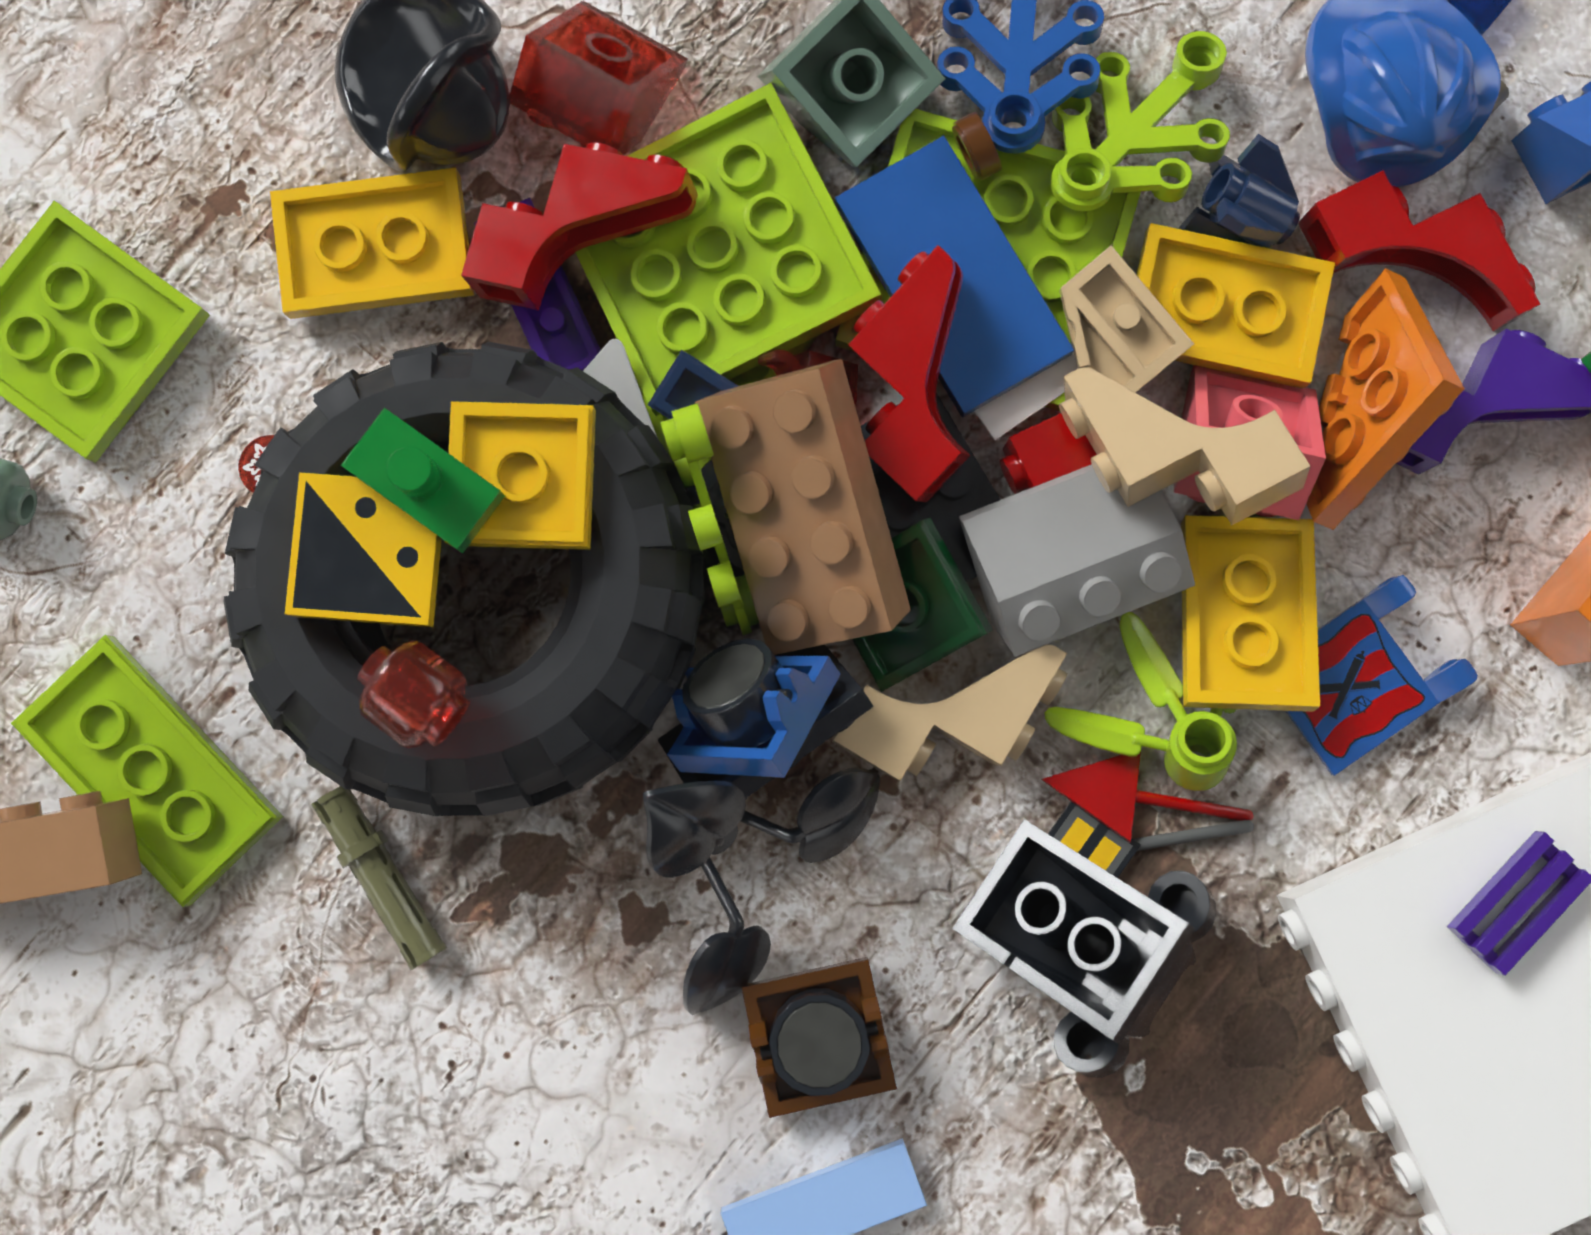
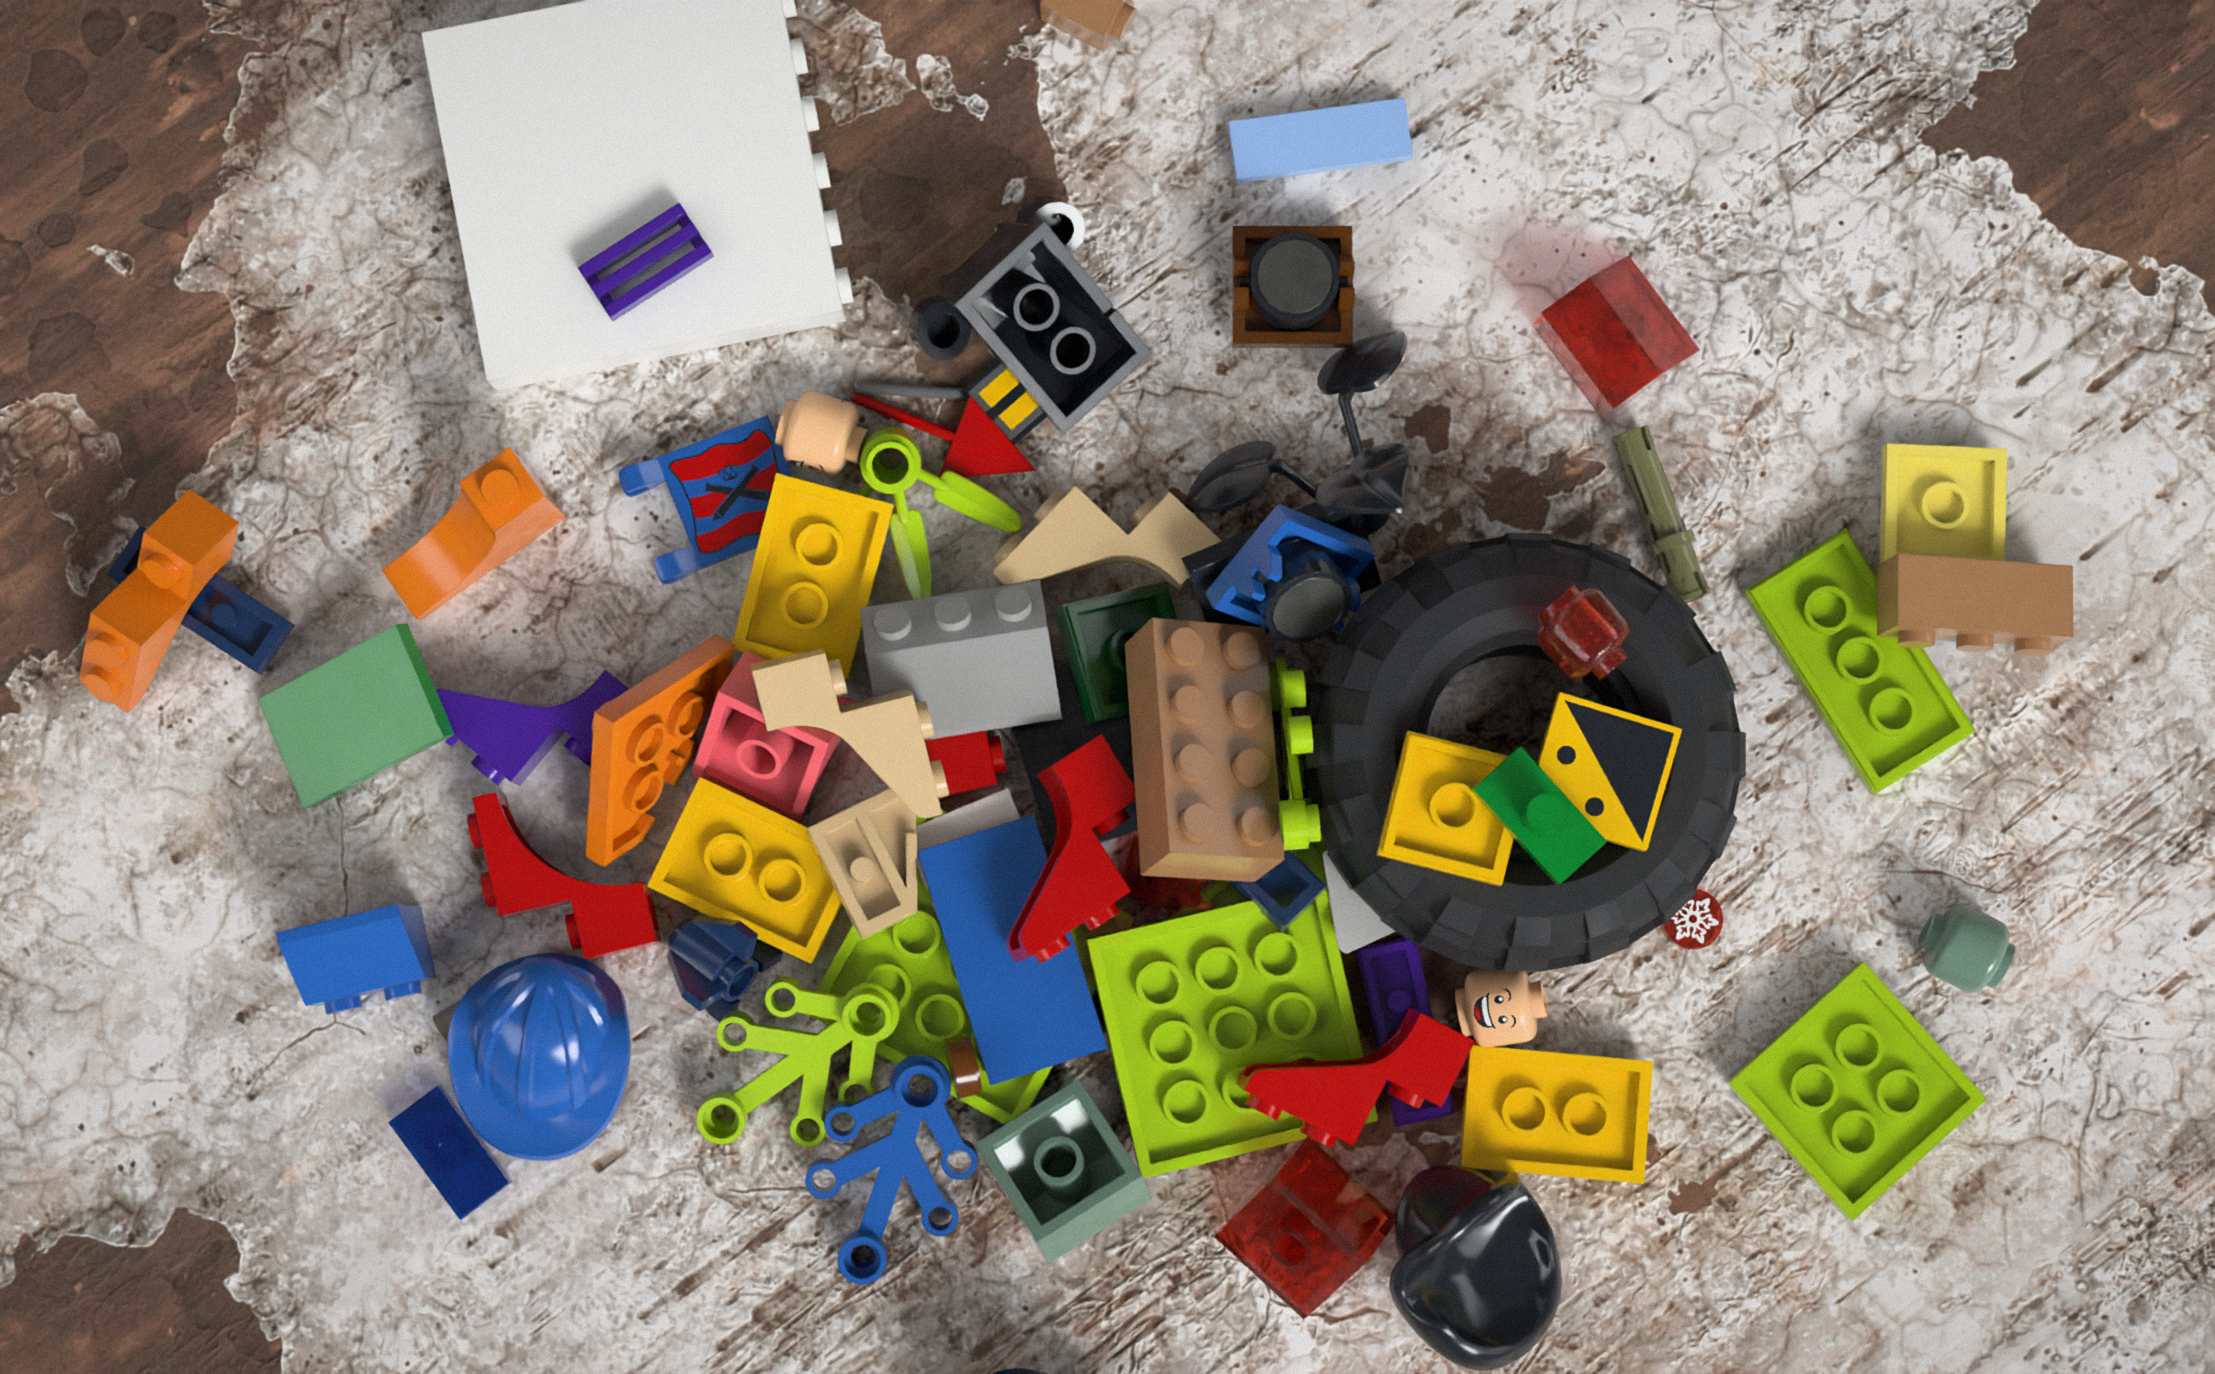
camera: 170 degrees left, 0 degrees up
(82, 954) = (1943, 501): none -> light yellow plate
(448, 319) = (1500, 1007): none -> light nougat head
(462, 1058) = (1614, 336): none -> clear red slope
(1278, 766) = (820, 433): none -> light nougat head

